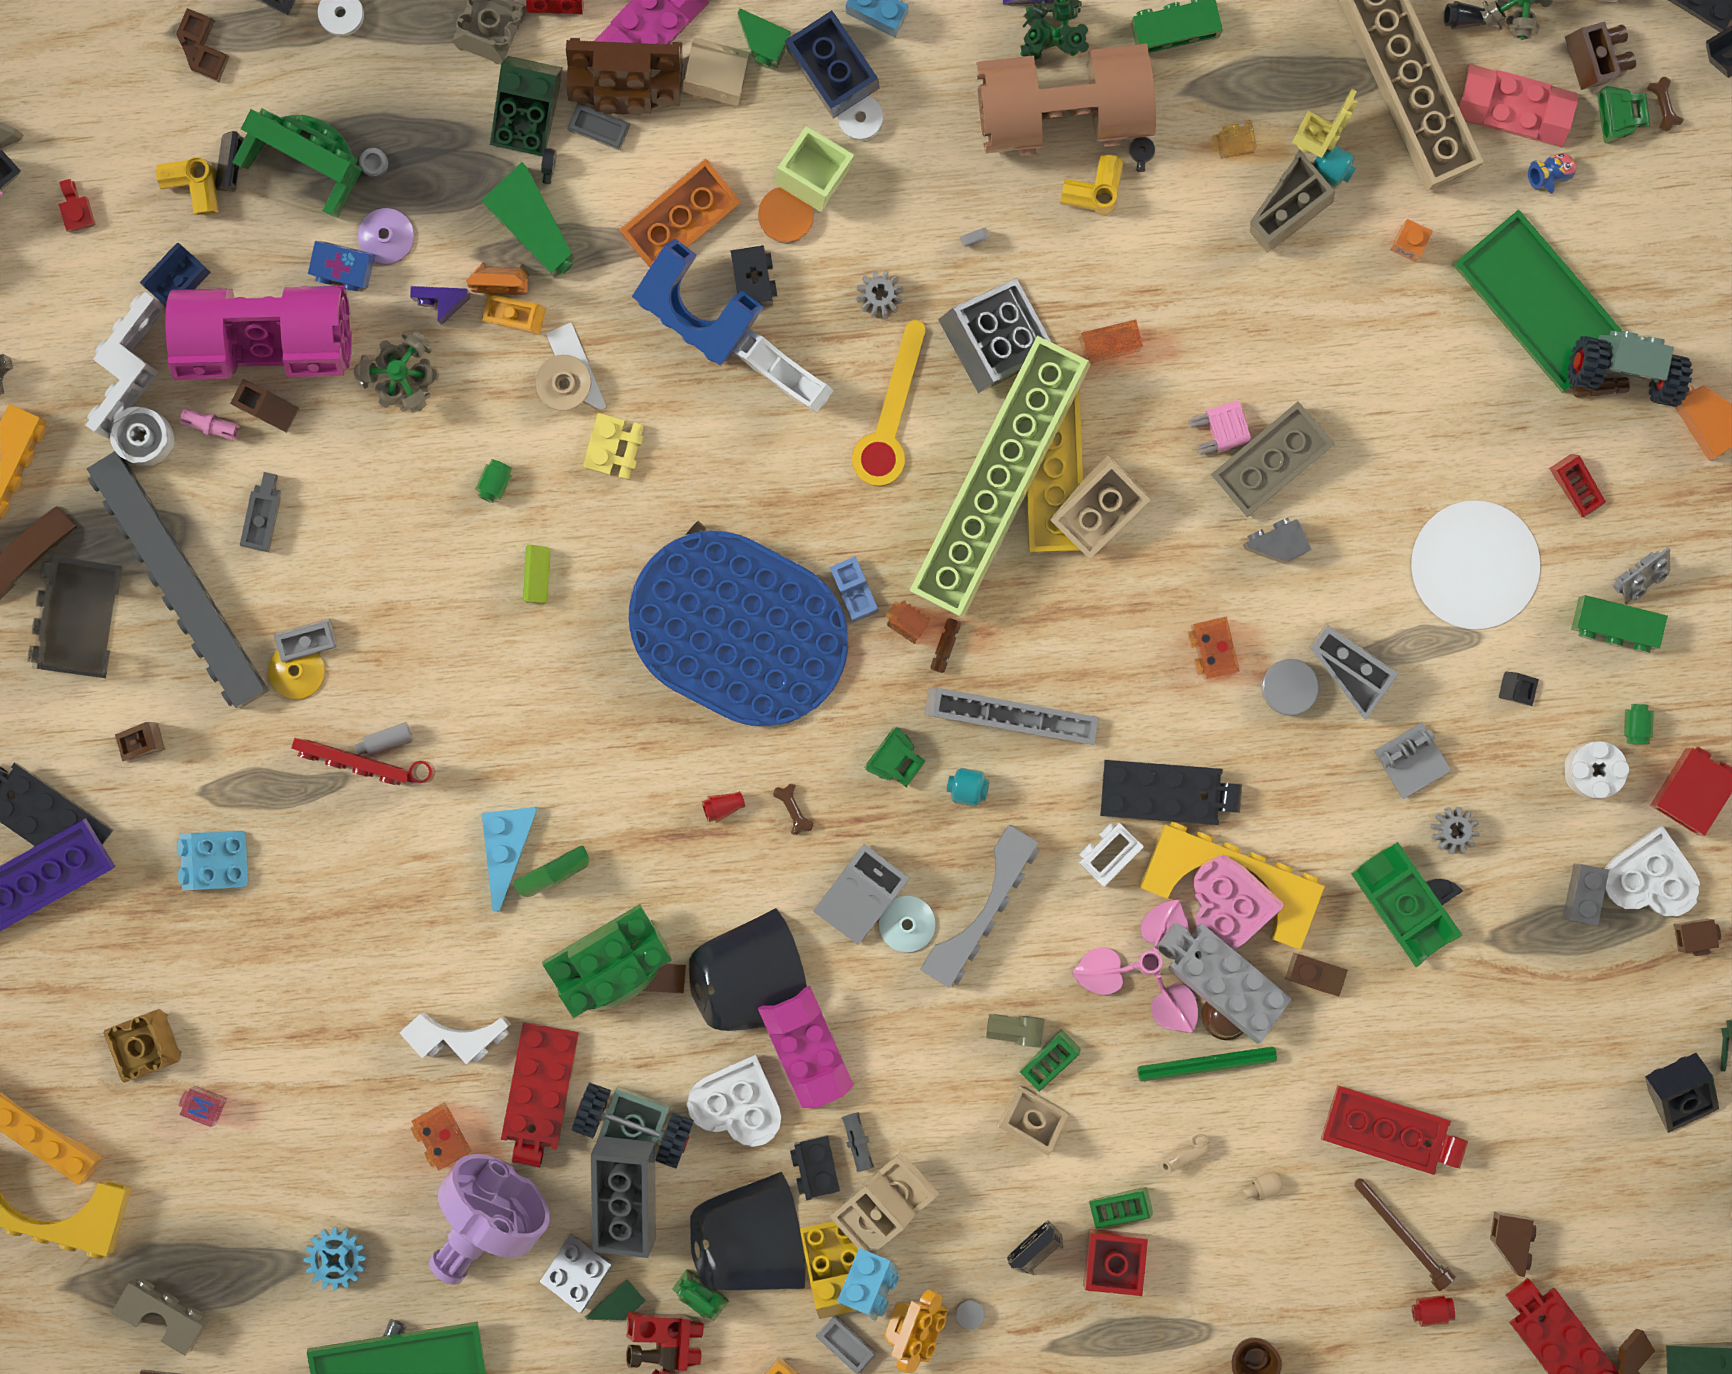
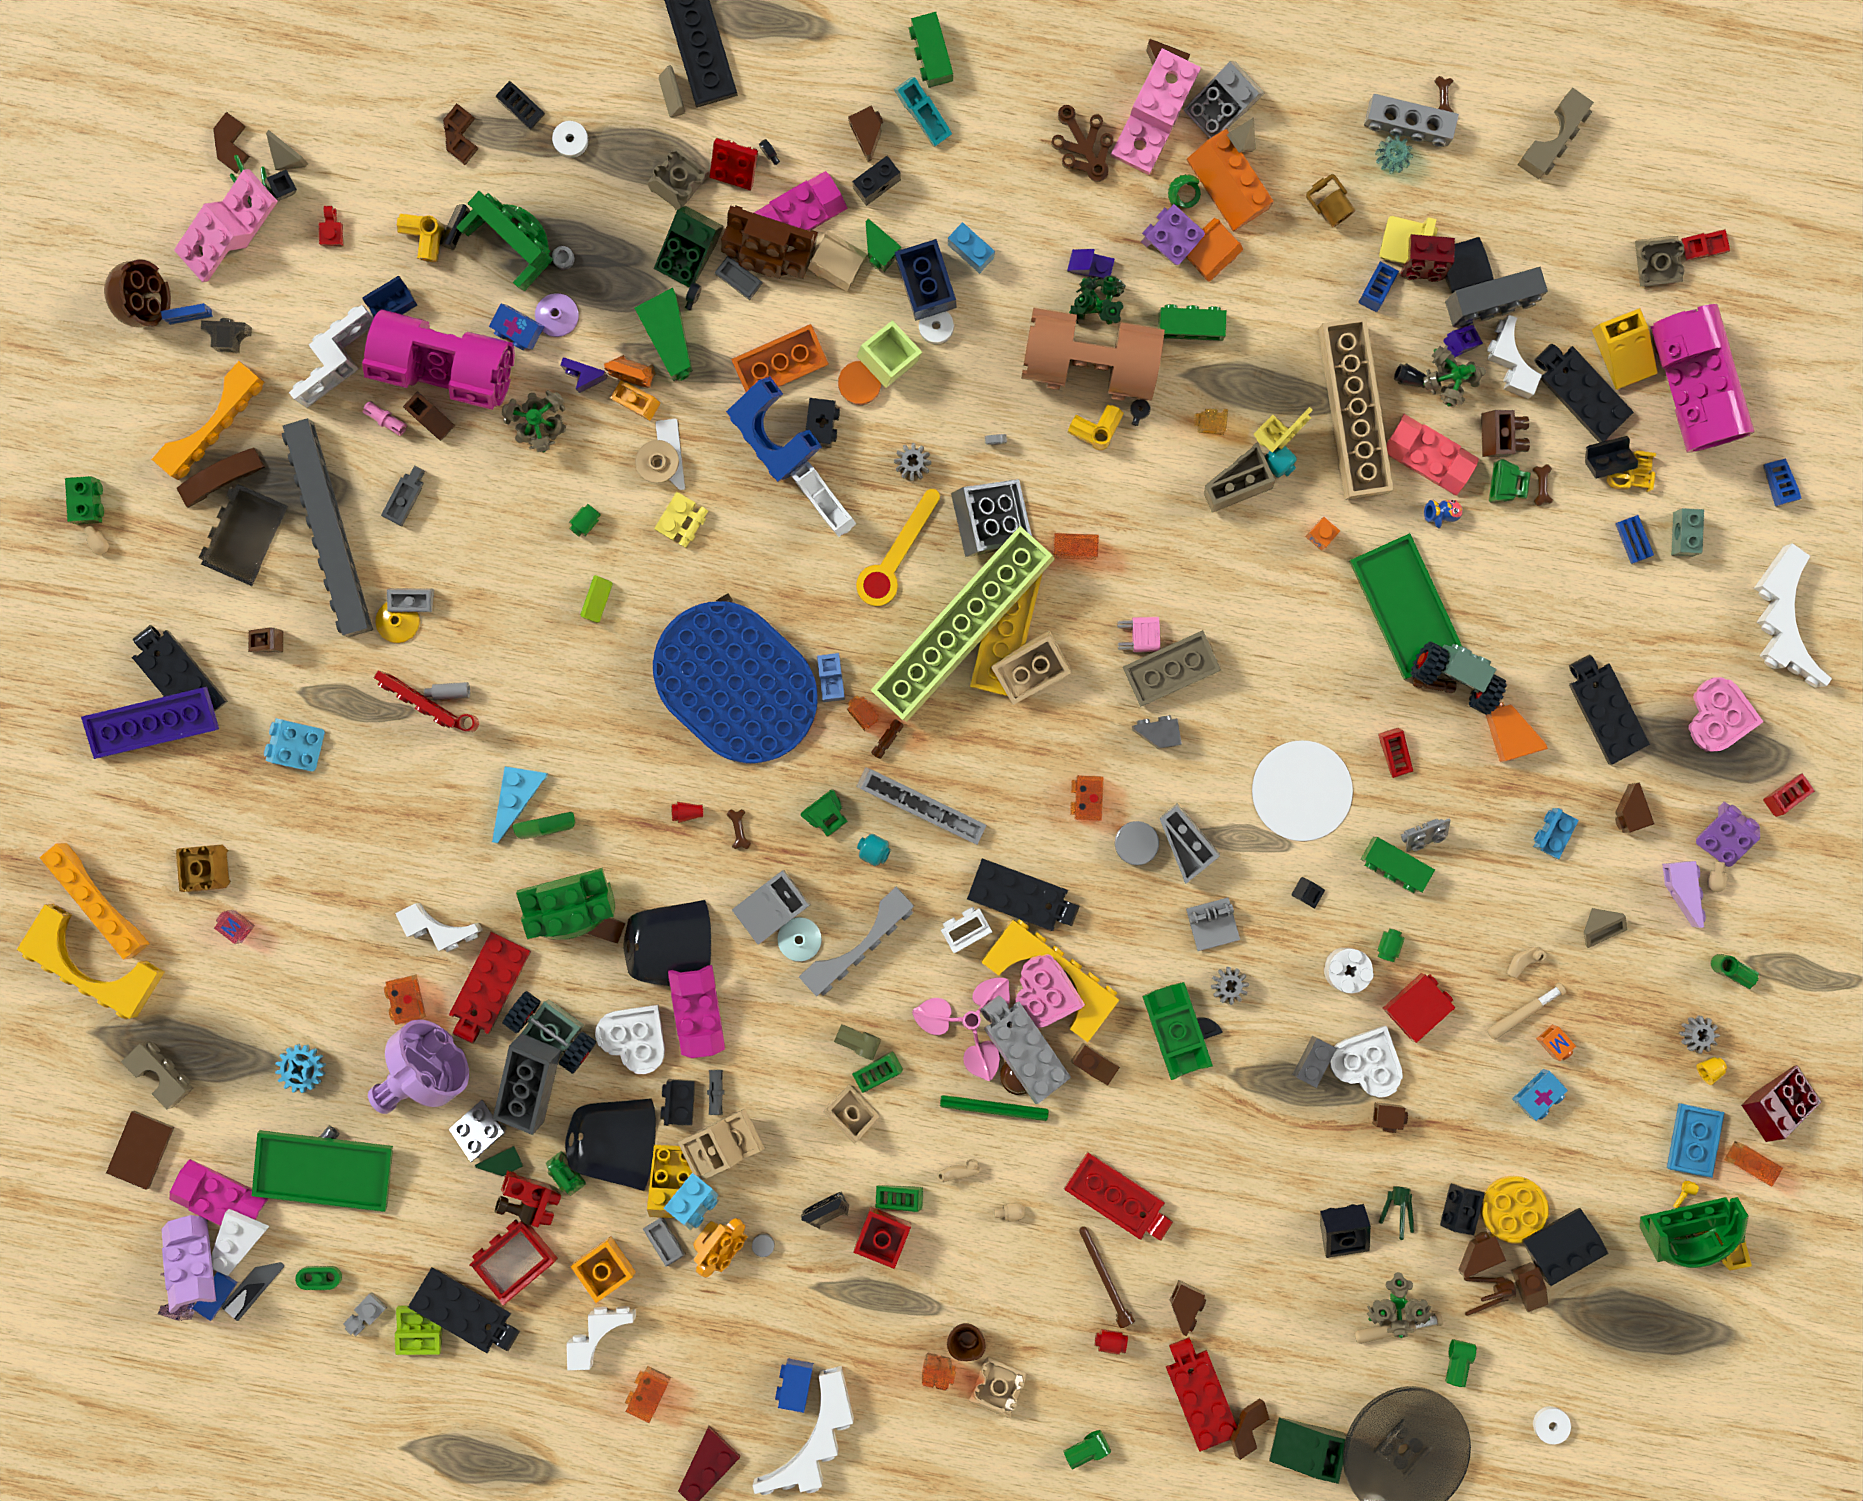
camera: 15 degrees right, 0 degrees up
(126, 436) = (320, 407): white brick -> none

